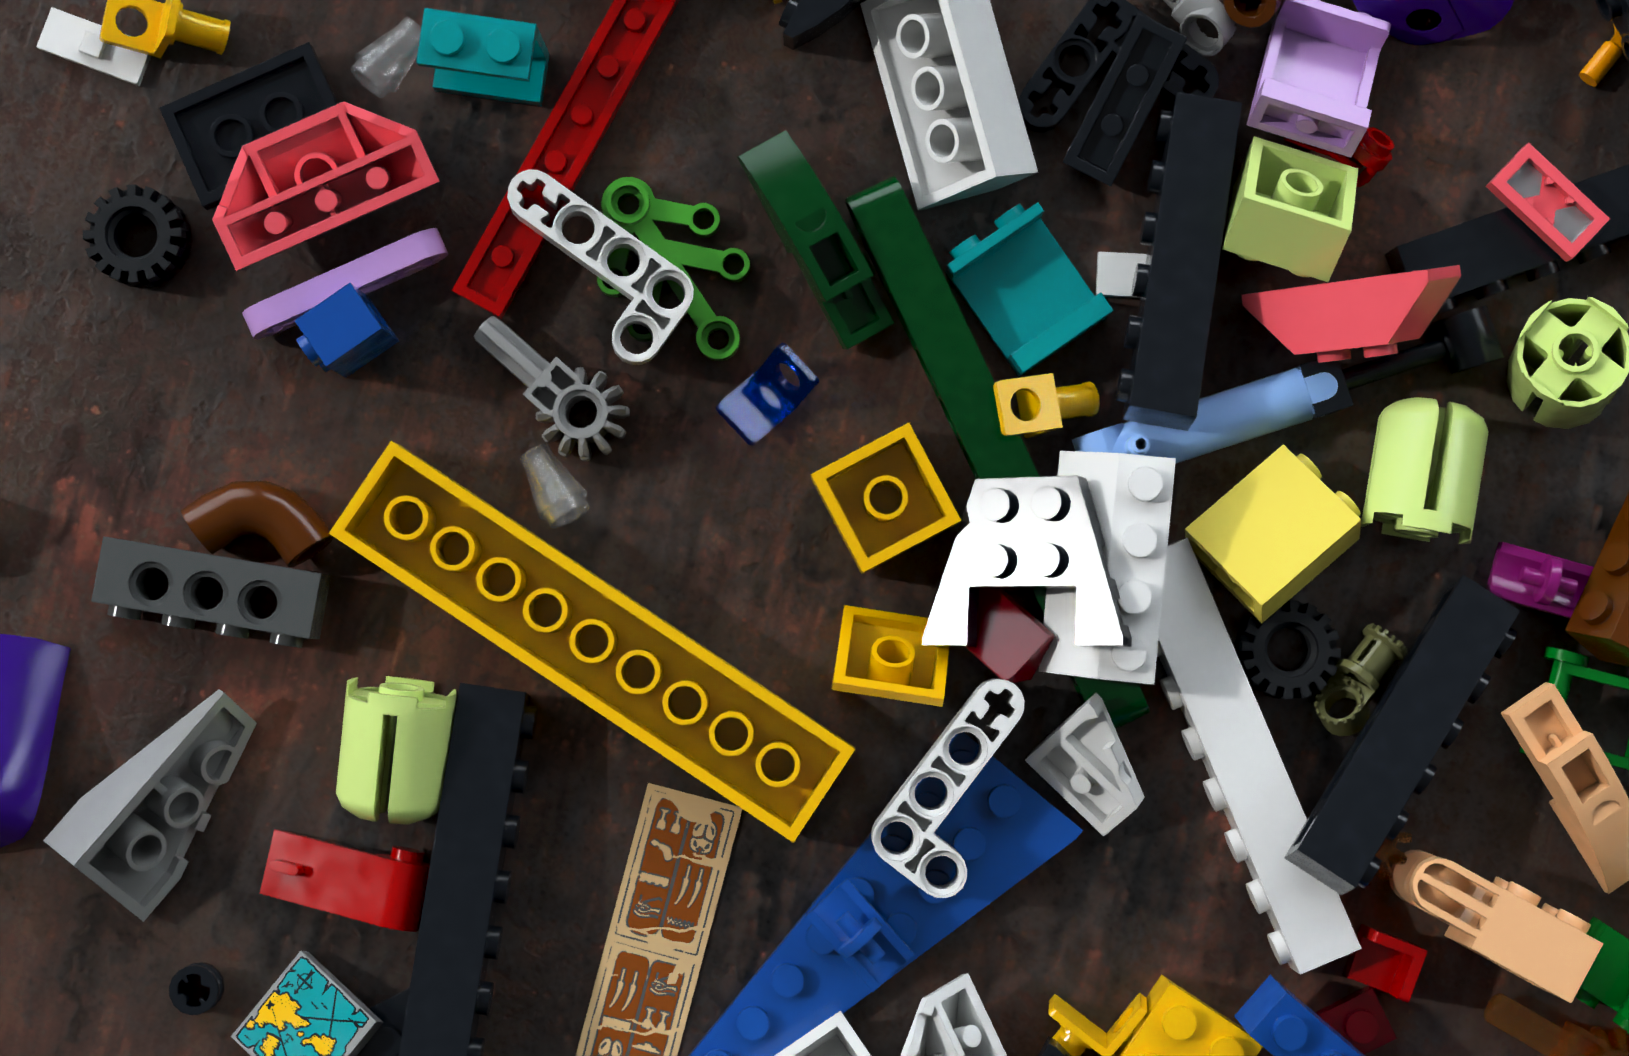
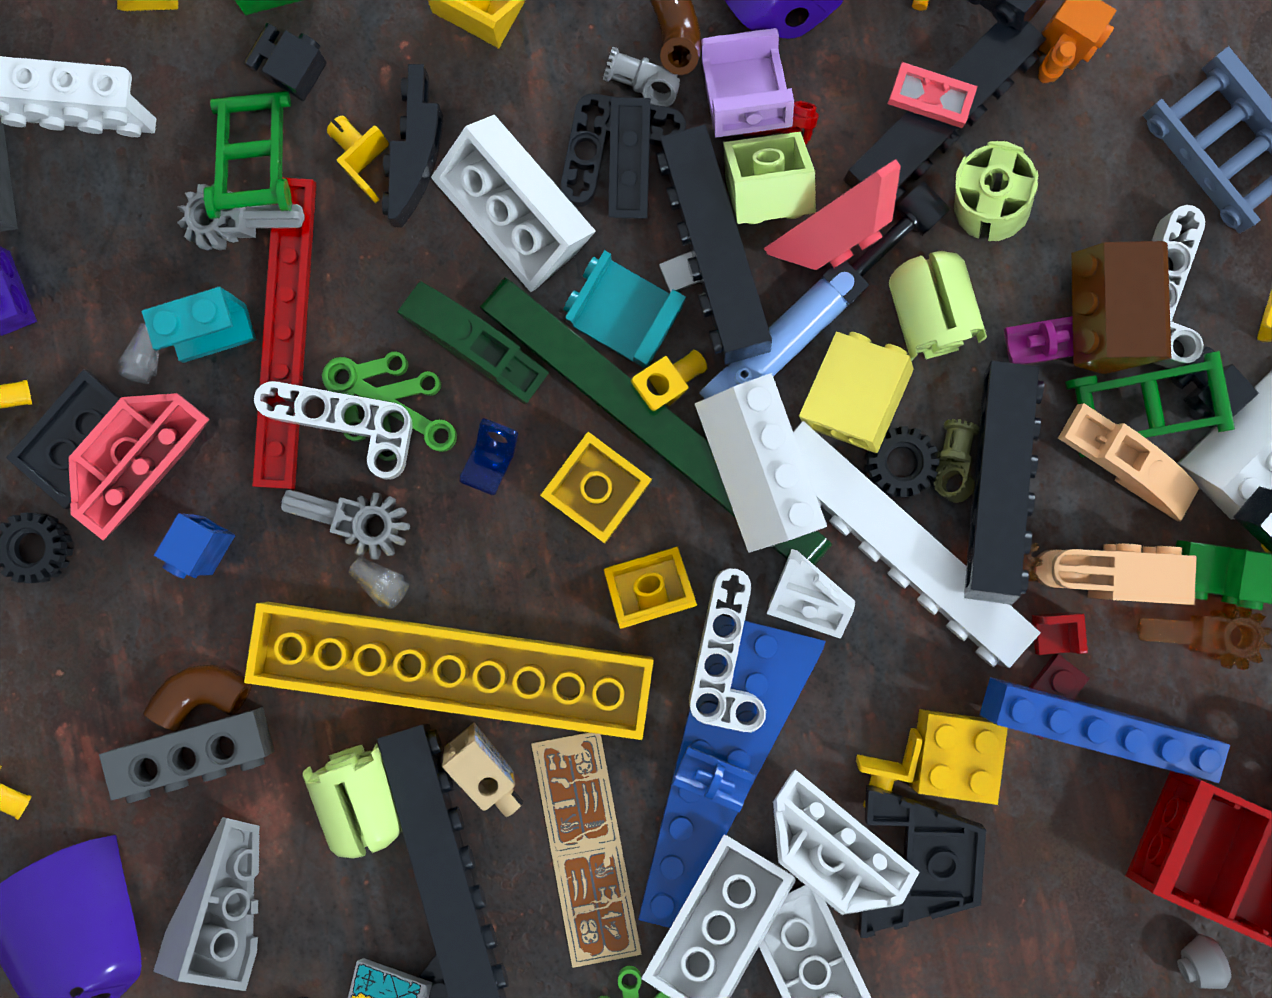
camera: 25 degrees left, 0 degrees up
(348, 881) = (365, 901): red door -> none
(365, 273) = (191, 501): lavender beam -> none
(565, 767) = (470, 760): none -> tan torso
(1009, 637) = (707, 538): slope -> none
(1028, 537) = (699, 470): wing -> none

